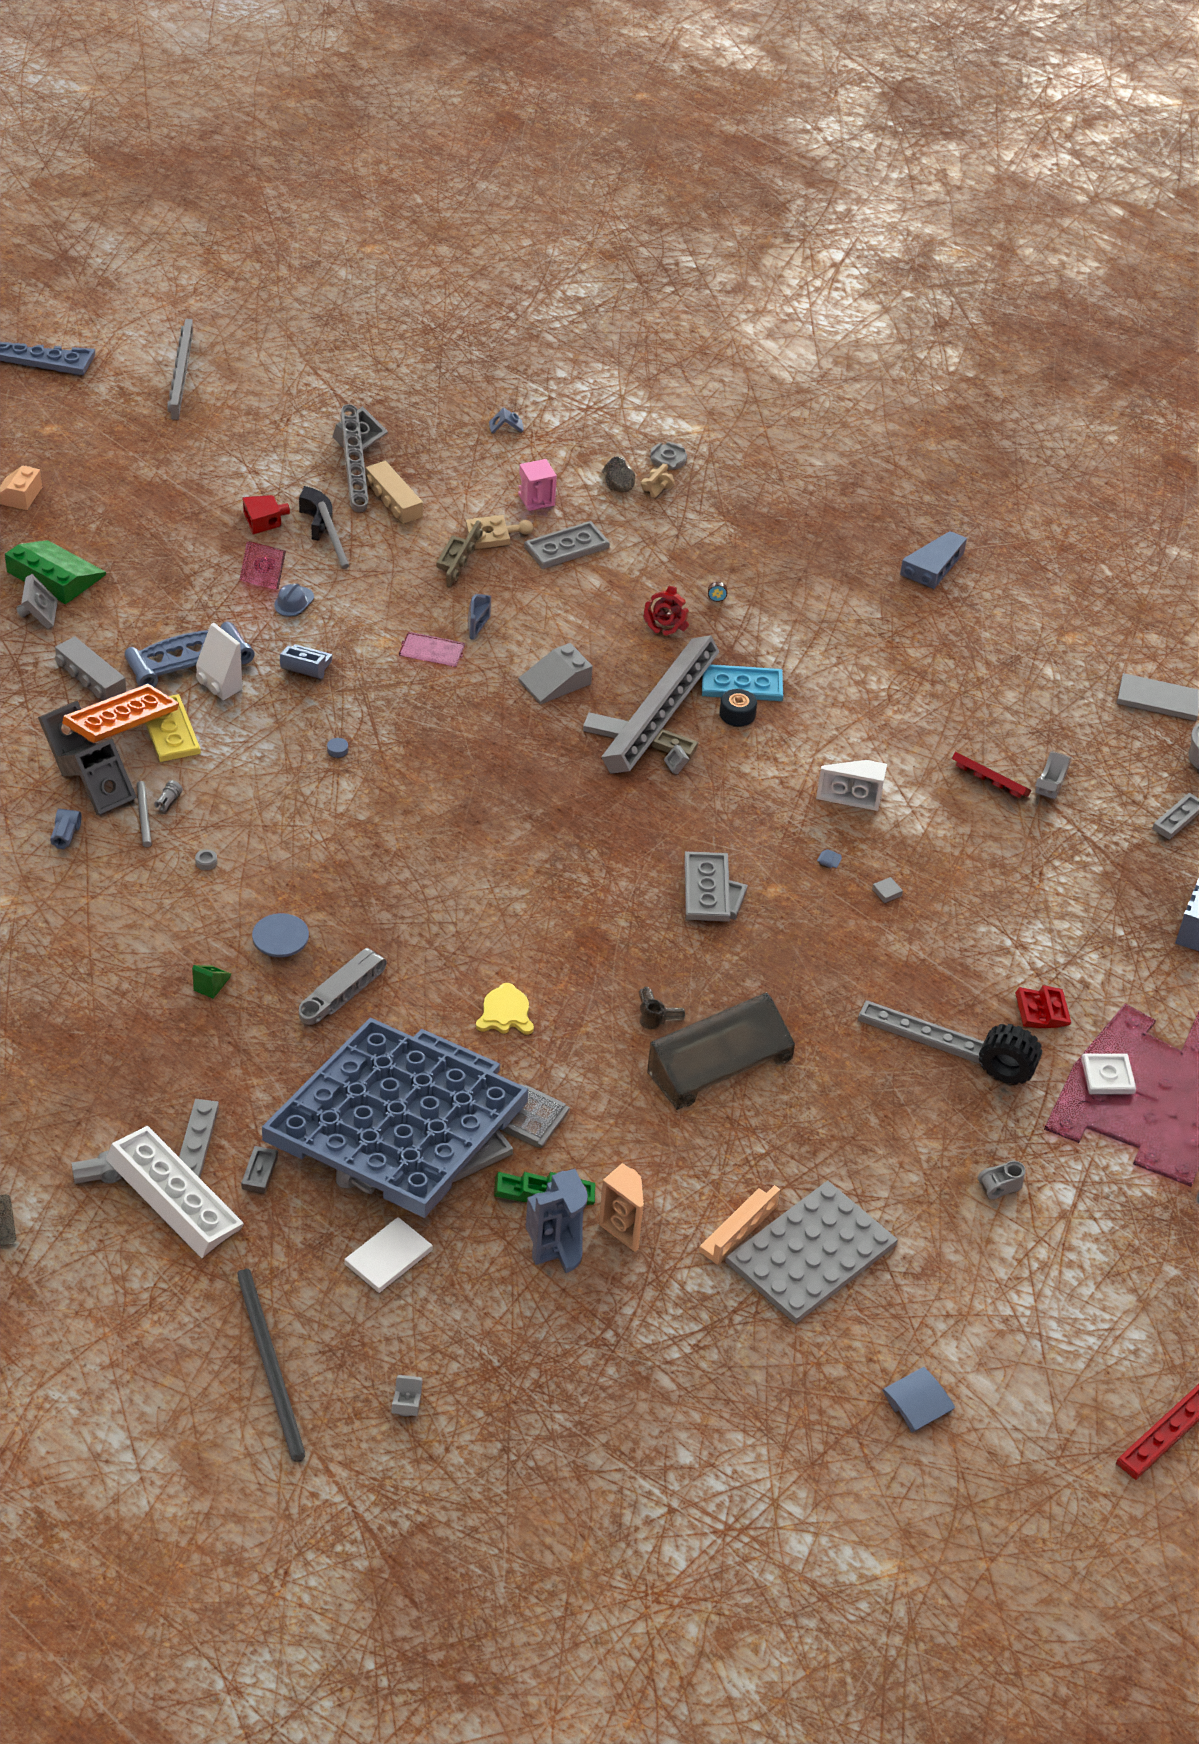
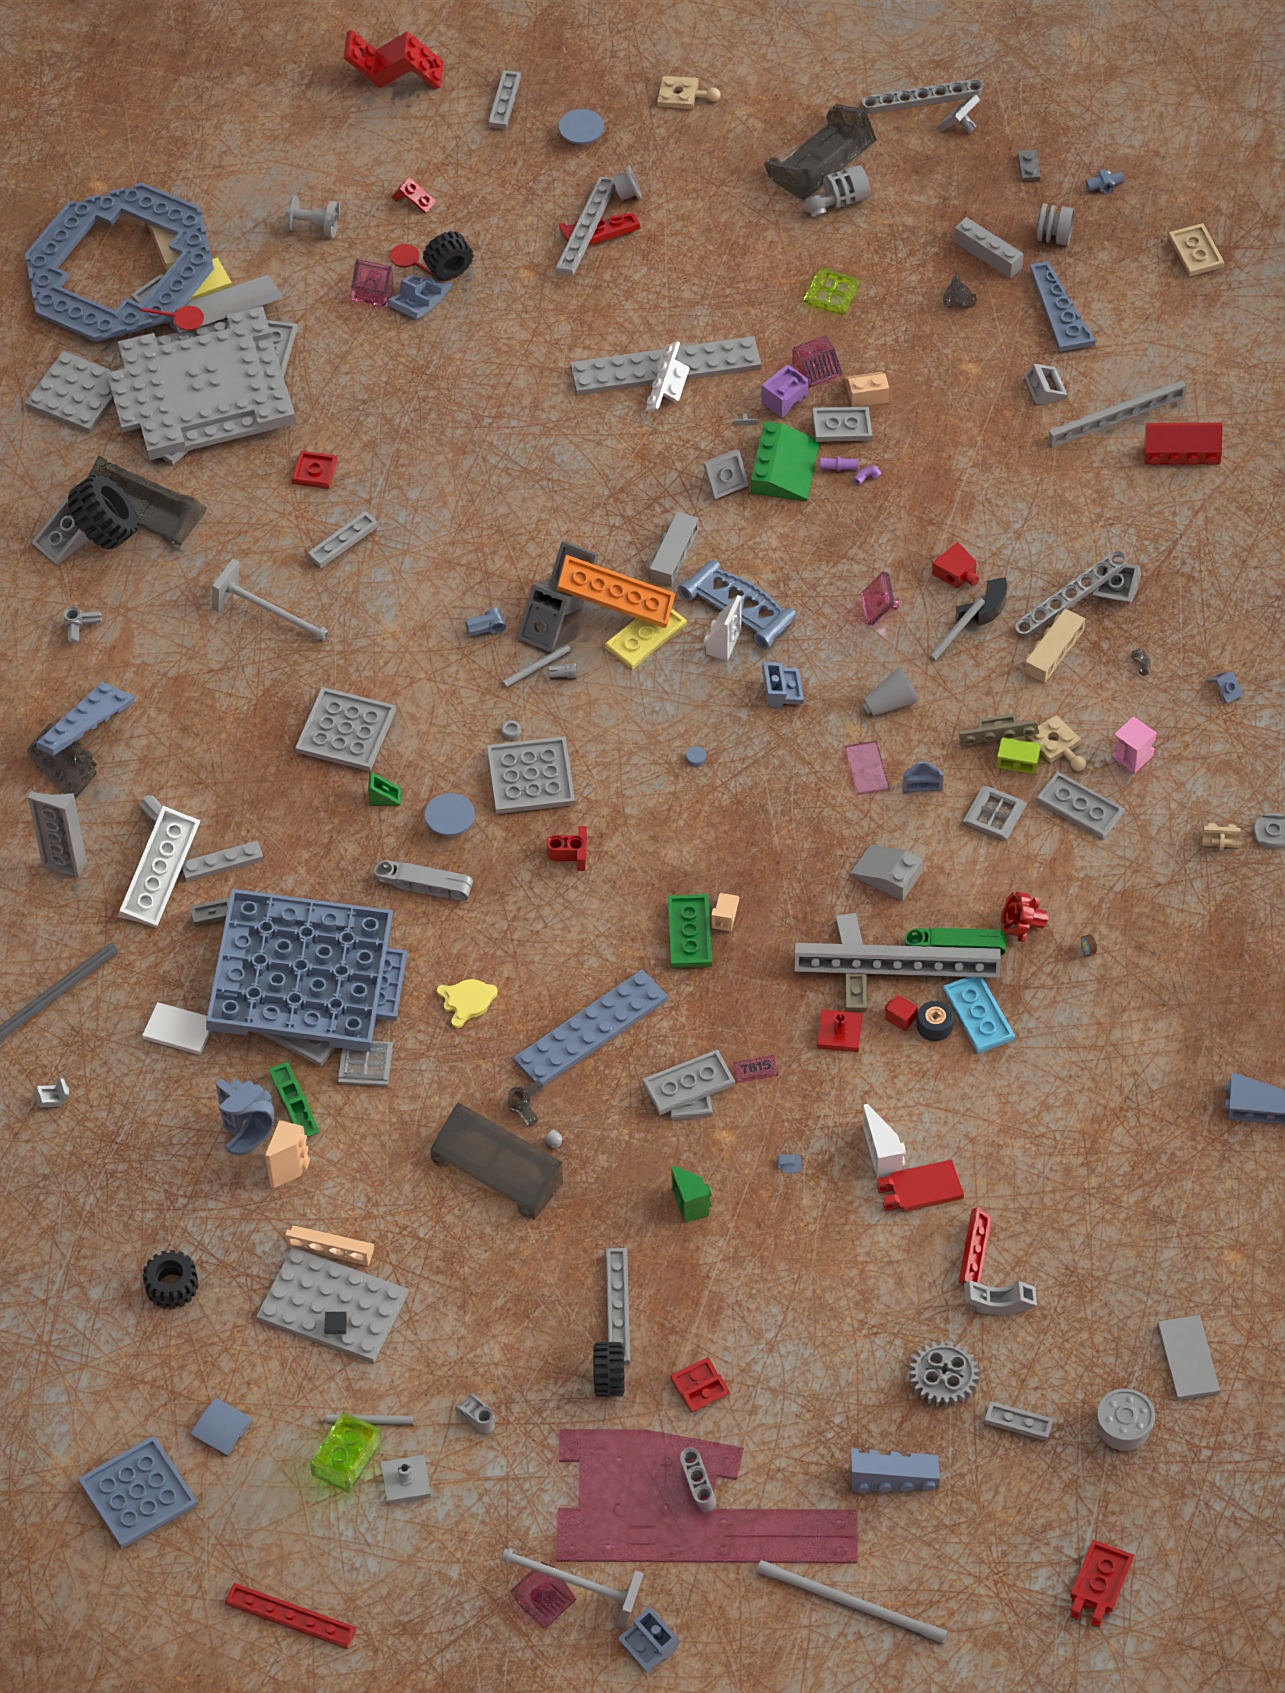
camera: 70 degrees right, 10 degrees up
(45, 517) = (842, 424): none -> light grey plate
(51, 267) = (1196, 249): none -> tan plate
(86, 537) = (838, 464): none -> medium lavender pin
(94, 1236) = (58, 832): none -> light grey arch
(108, 977) = (345, 729): none -> light grey plate
(110, 525) = (865, 472): none -> medium lavender arm
(111, 395) = (1039, 387): none -> light grey tile
(249, 344) = (1182, 443): none -> red slope
(273, 864) = (531, 775): none -> light grey plate
(293, 599) = (864, 642): sand blue piece -> none
(372, 595) = (890, 694): none -> light grey cone
(383, 865) = (562, 848): none -> red tile
(449, 454) = (1139, 654): none -> clear smoke arm
(493, 555) = (1018, 755): none -> lime brick
(534, 823) = (689, 931): none -> green plate
(535, 796) = (725, 912): none -> light nougat bracket
(539, 593) = (994, 812): none -> light grey piece
(598, 935) = (591, 1028): none -> sand blue plate
(618, 475) = (1204, 803): clear smoke hair -> none
(660, 663) = (957, 938): none -> green piece
(676, 759) = (834, 1000): light grey tile -> none
(707, 771) = (839, 1030): none -> red tile
(712, 1005) = (553, 1139): none -> light grey hinge
(713, 1390) = (166, 1265): none -> black tyre
(715, 837) = (755, 1068): none -> clear pink tile
(716, 724) = (901, 1012): none -> red brick
(838, 928) = (690, 1194): none -> green slope
(845, 1249) = (335, 1322): none -> black tile
(887, 889) = (774, 1219): light grey tile -> none
(905, 783) = (921, 1186): none -> red tile
(965, 1271) = (376, 1419): none -> light grey bar
(968, 1506) = (137, 1492): none -> sand blue plate
(1006, 1298) = (346, 1452): none -> clear neon green brick
(1050, 1267) = (405, 1479): none -> light grey tile
(1100, 832) = (940, 1390): none -> light grey gear
(1108, 1074) = (644, 1457): white tile -> none
(1143, 1044) = (694, 1471): none -> light grey beam

